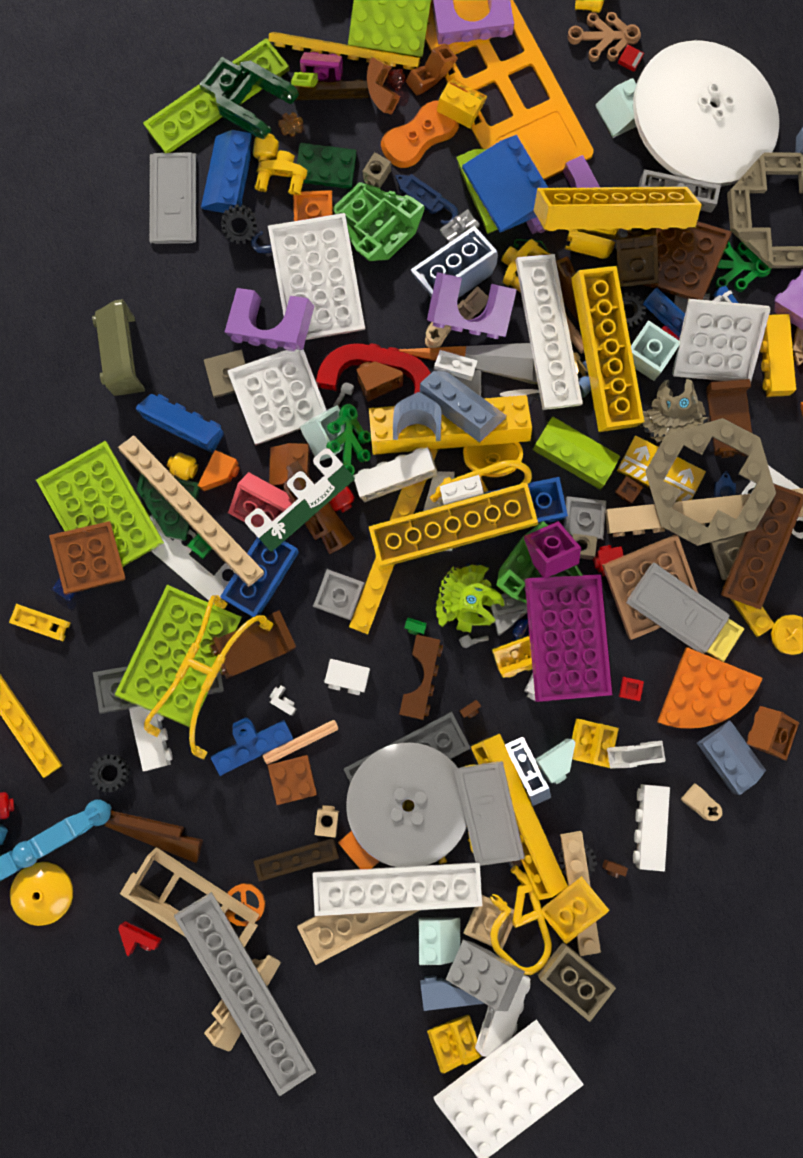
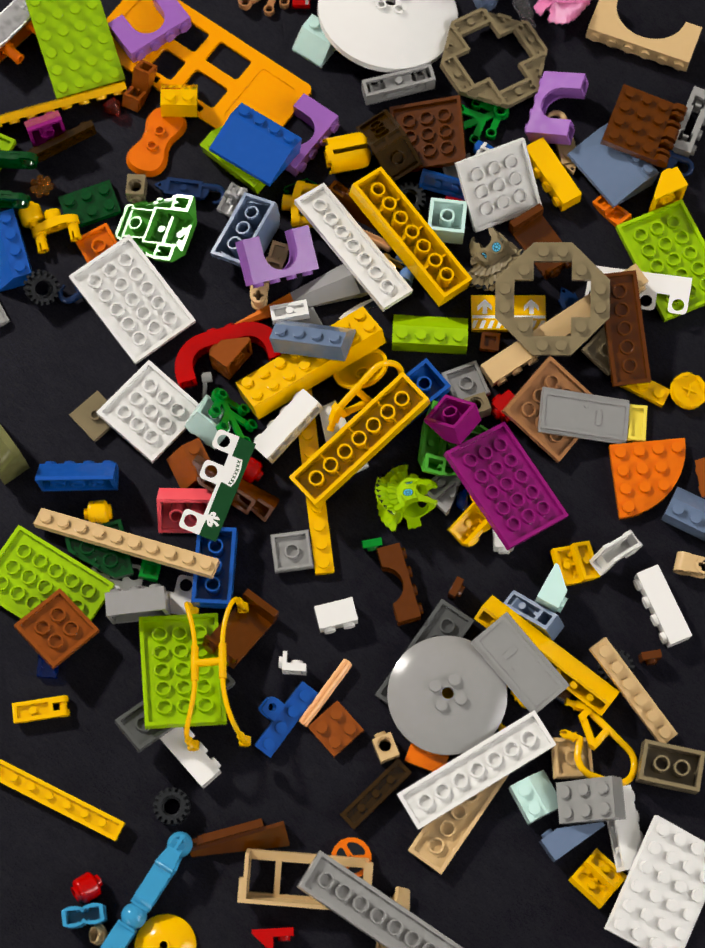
camera: 25 degrees left, 10 degrees down
(172, 571) = (136, 602): none -> light grey piece
(218, 471) = (132, 500): orange slope -> none
(288, 334) = (133, 355): medium lavender arch -> none
(304, 79) = (38, 143): lime slope -> none
(382, 96) = (110, 126): dark orange brick -> none
(417, 410) = (280, 361): sand blue animal -> none
(461, 490) = (351, 406): white plate -> none
(467, 642) = (422, 535): light grey hand -> none
(574, 910) = (634, 706): yellow tile -> none
(616, 208) = (356, 120): yellow brick -> none
(631, 689) = (582, 502): red plate -> none

